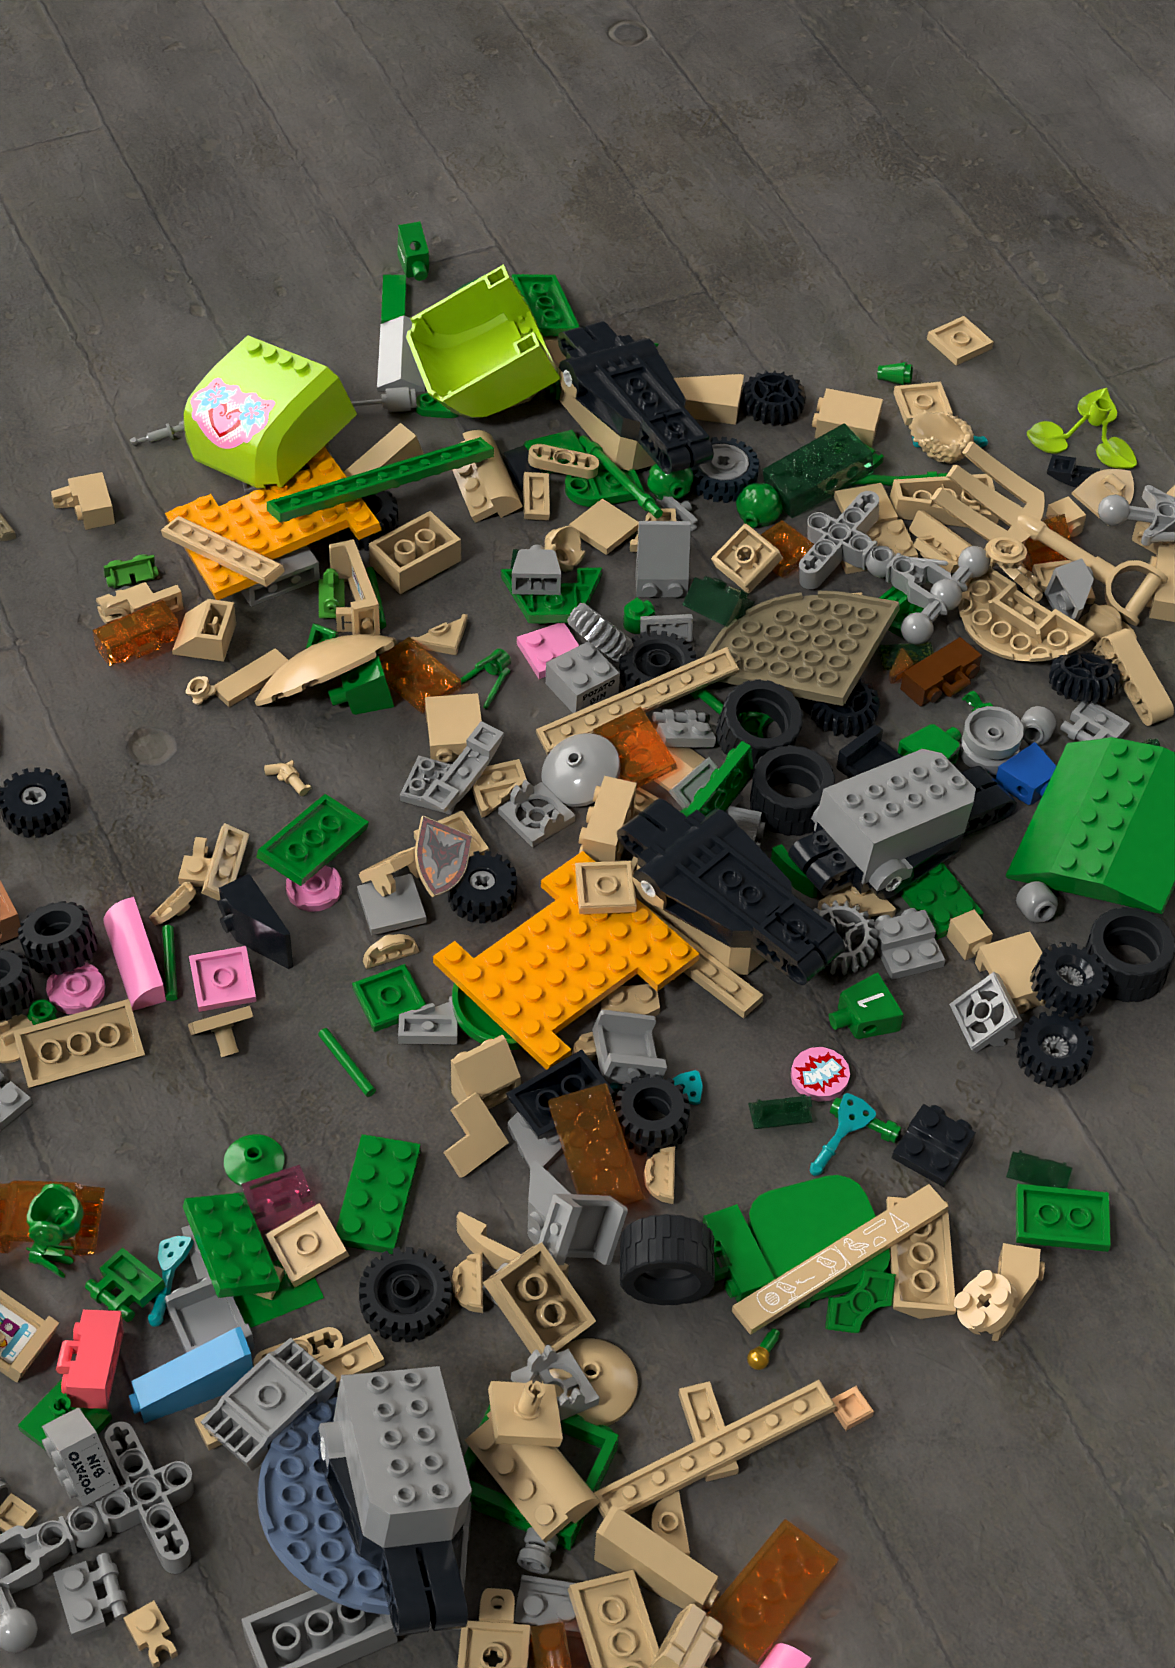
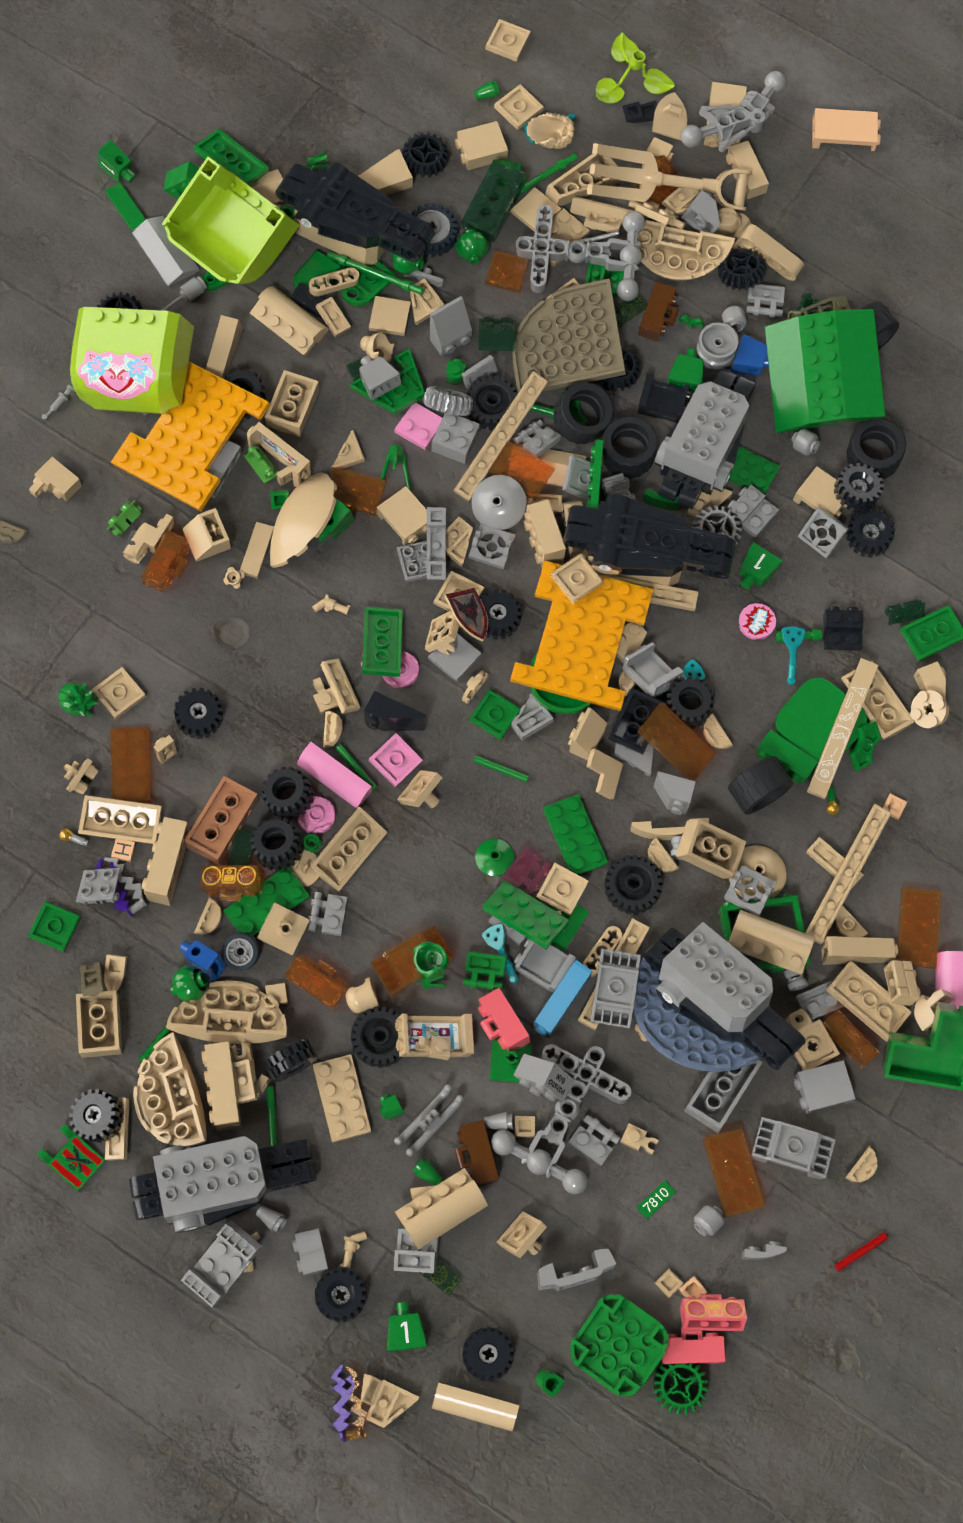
camera: 35 degrees left, 20 degrees up
(223, 551) = (181, 475): tan tile -> none
(379, 479) = (245, 368): green plate -> none
(525, 1413) = (753, 916): tan tile -> none
(583, 1227) = (705, 791): light grey panel -> none
(748, 544) = (489, 282): tan brick -> none
(781, 1112) = (752, 657): clear green hinge -> none
(901, 664) = (633, 322): clear orange slope -> none
(968, 933) = (783, 486): tan brick -> none
(1006, 545) = (648, 202): tan gear -> none

